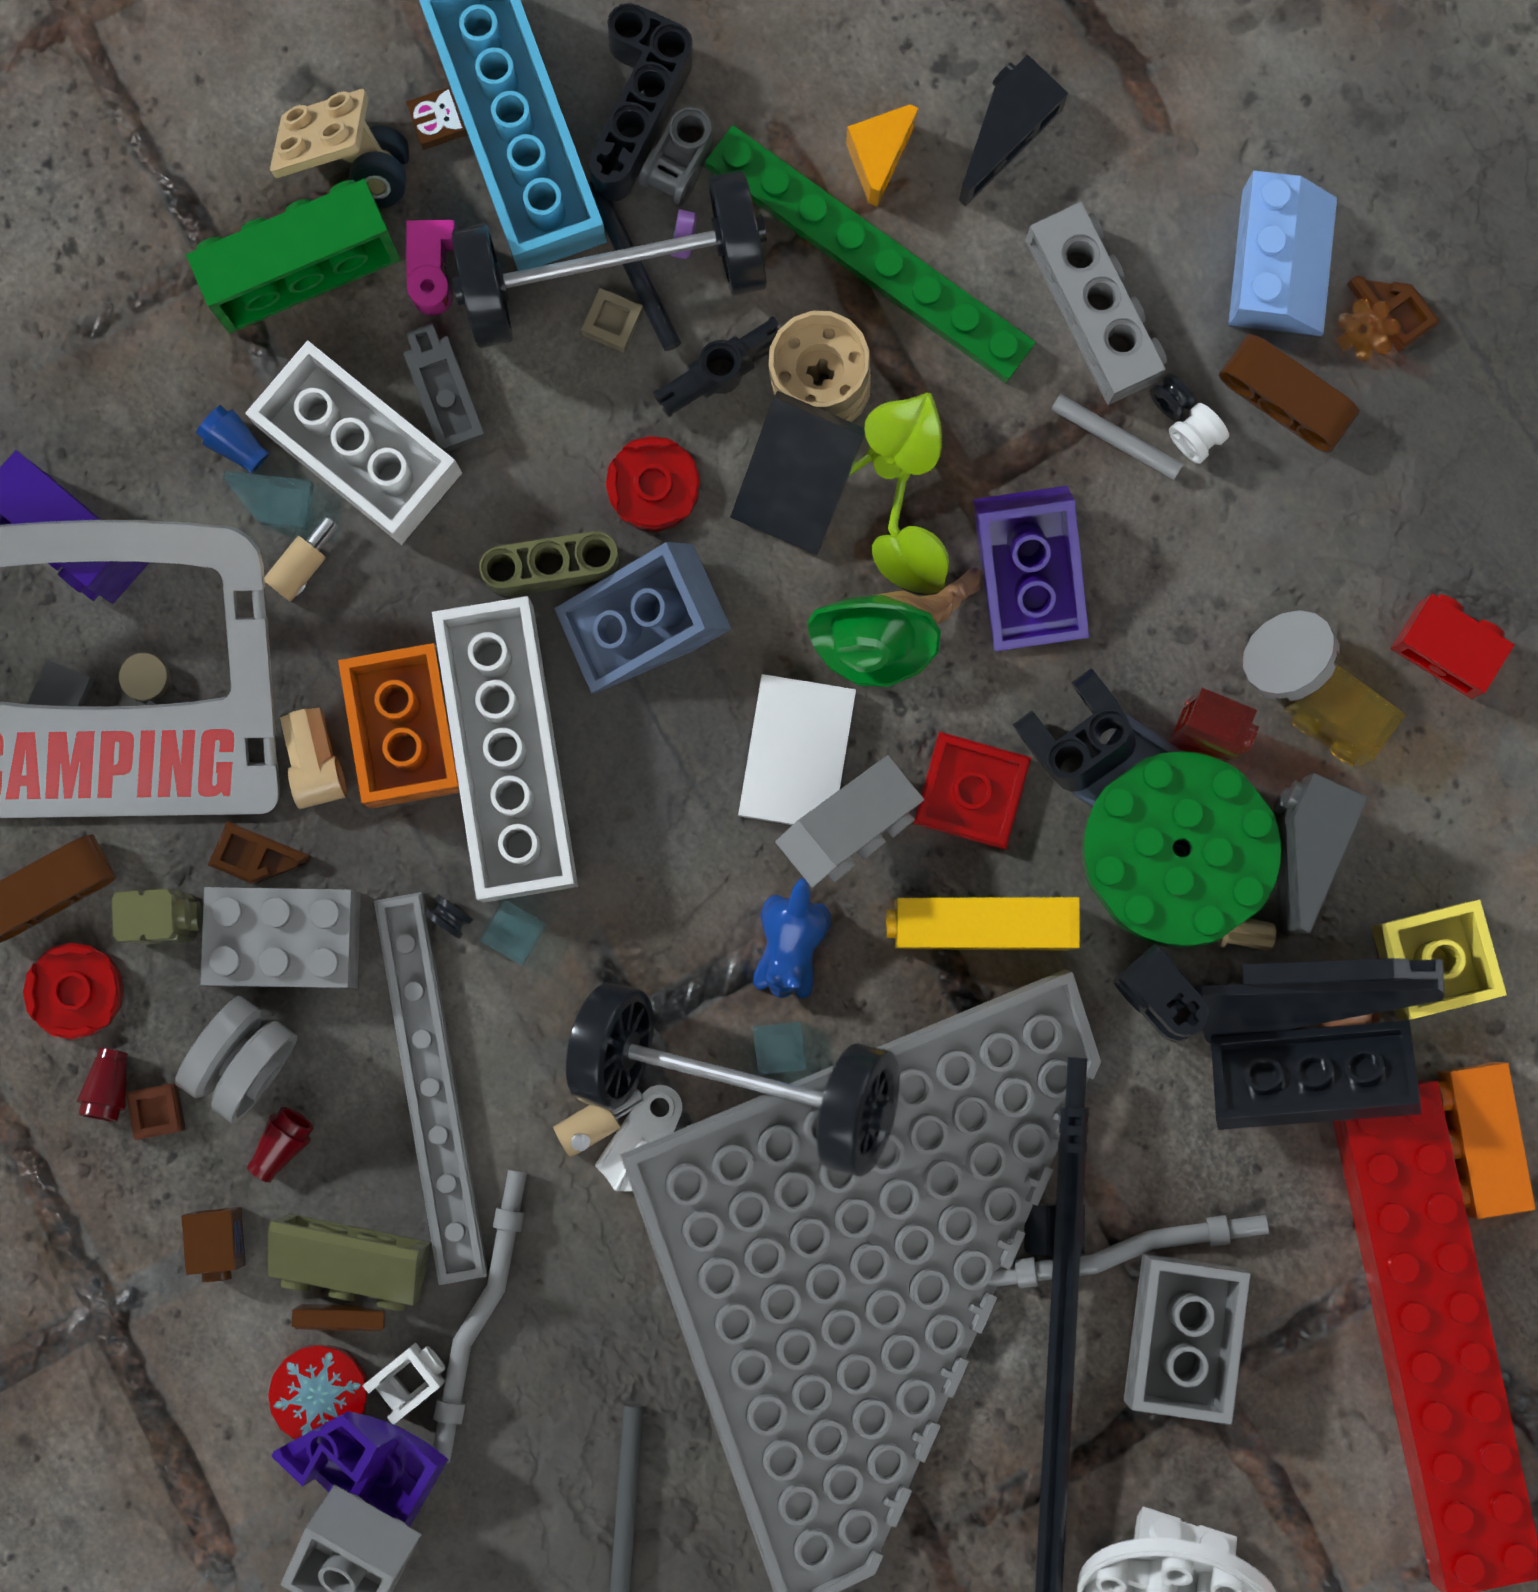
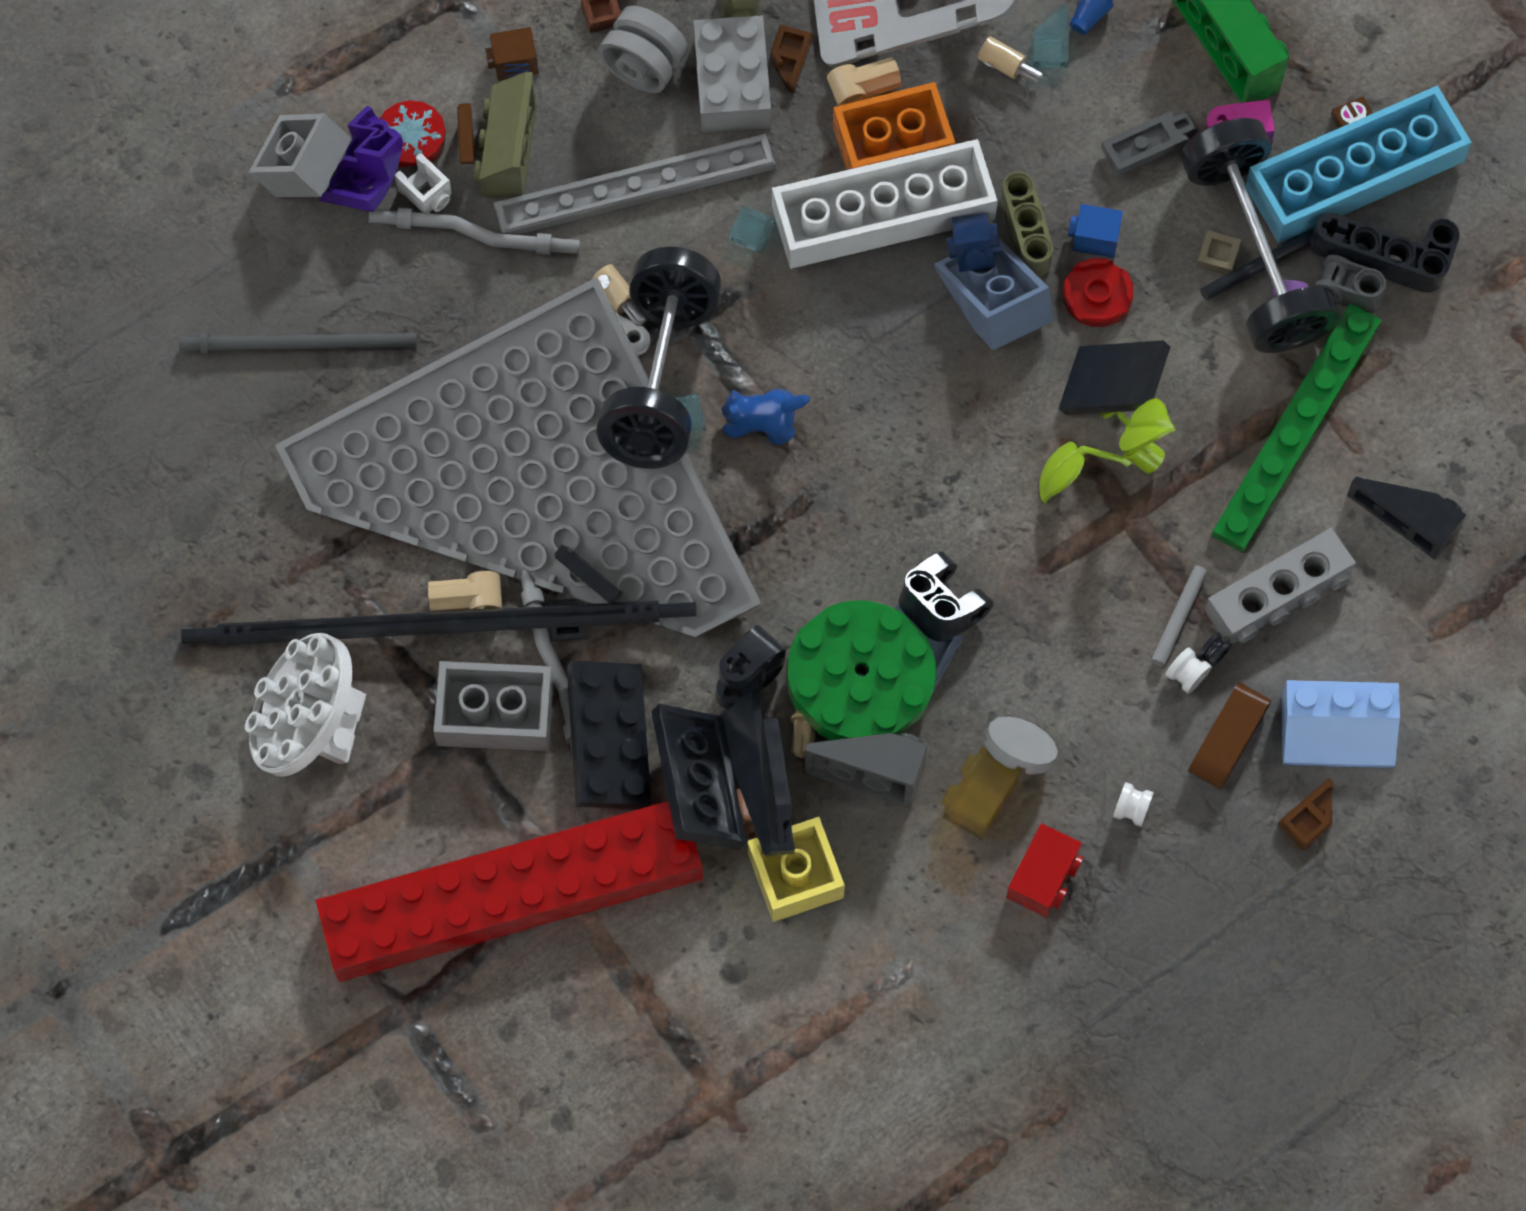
camera: 85 degrees right, 15 degrees down
(280, 1142) = (587, 90): dark red cone -> none
(339, 131) = (1329, 45): tan plate -> none
(354, 442) = (1097, 83): white brick -> none
(449, 916) = (759, 182): black bush -> none
(568, 473) = (1095, 230): none -> blue brick
(577, 635) = (974, 242): none -> dark blue brick
(700, 381) = (1200, 340): black pin -> none
(795, 748) = (906, 408): white tile -> none
(822, 345) = (1199, 372): tan wheel -> none
(851, 823) = (856, 434): light grey brick -> none
(878, 146) = (1377, 423): light orange slope -> none
(886, 634) = (1002, 456): green hat -> none
(972, 790) = (891, 533): red tile -> none
(985, 923) = (790, 544): yellow slope -> none
(1018, 1198) = (588, 574): none -> black tile
(1018, 1349) = (477, 592): none -> tan piece
(1031, 567) = (1067, 556): dark purple slope -> none
(1214, 726) = (956, 688): clear red brick -> none
(1231, 1187) = (608, 735): none -> black plate
(1373, 524) = (1133, 804): none -> white wheel
(1377, 330) = (1290, 791): clear orange plant -> none
(1486, 1139) = (660, 918): orange brick -> none

